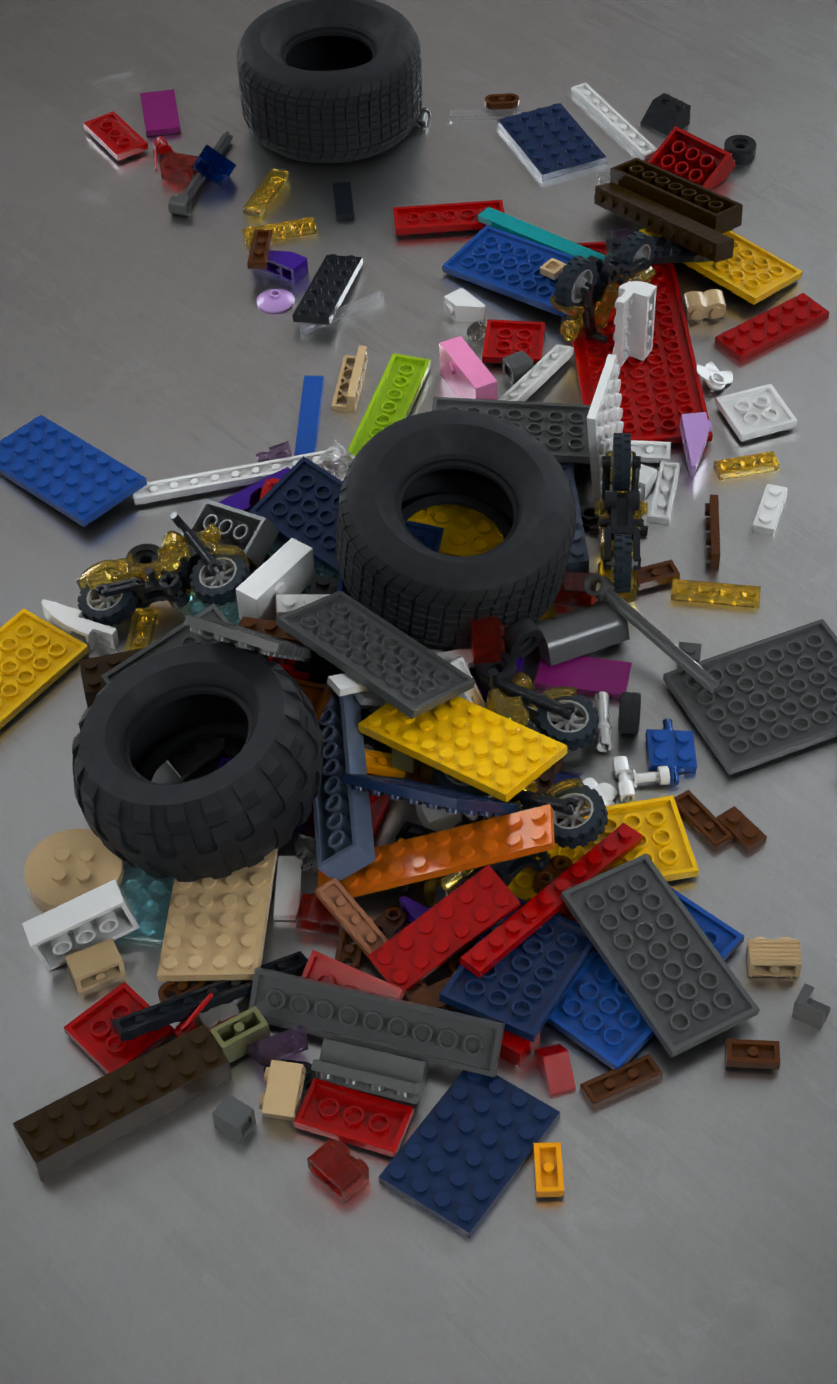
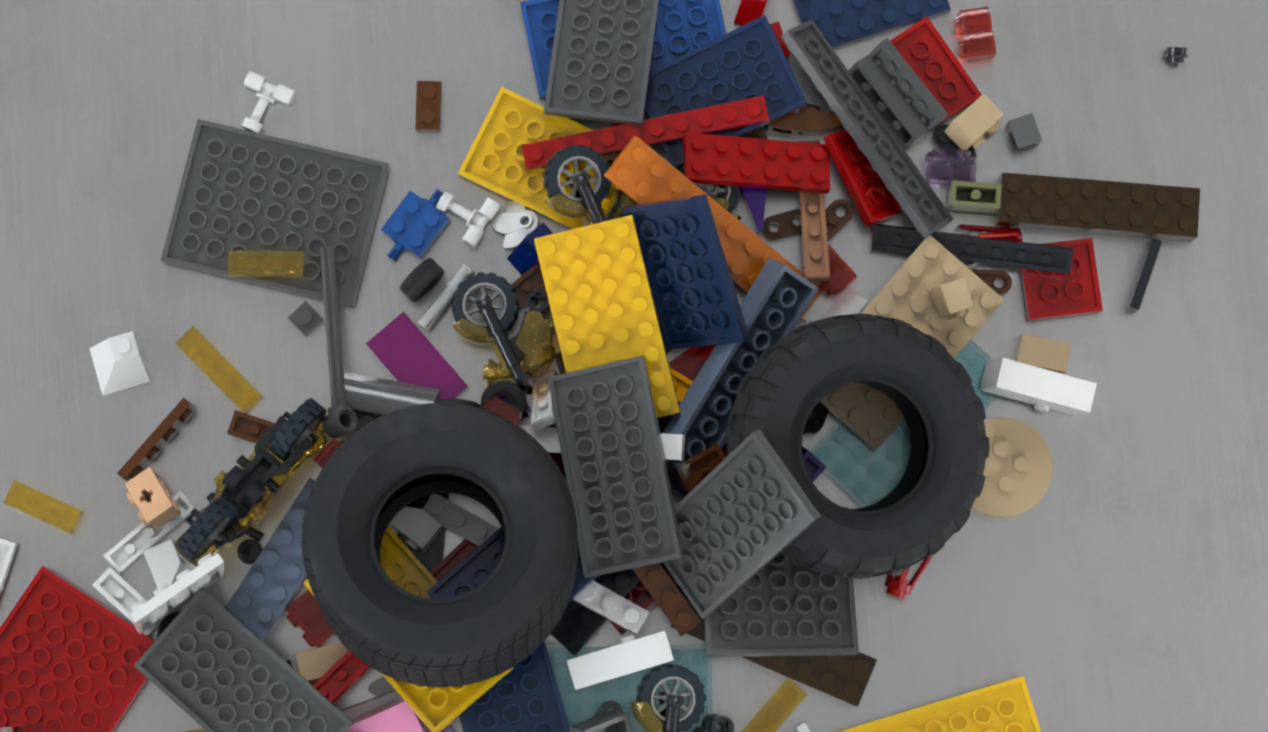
camera: 145 degrees left, 35 degrees up
(42, 1071) = (1143, 275): none -> black tile
(136, 1281) = (1176, 54): none -> black plate
(200, 923) = (952, 298): none -> tan brick
(681, 499) = (150, 486): none -> light nougat brick
(694, 434) = (68, 565): lavender slope -> none
(703, 821) = (451, 138): reddish brown tile -> none
(748, 653) = (266, 264): none -> clear yellow plate
(769, 509) = (75, 434): white plate -> none
(783, 559) = (120, 363): none -> white slope

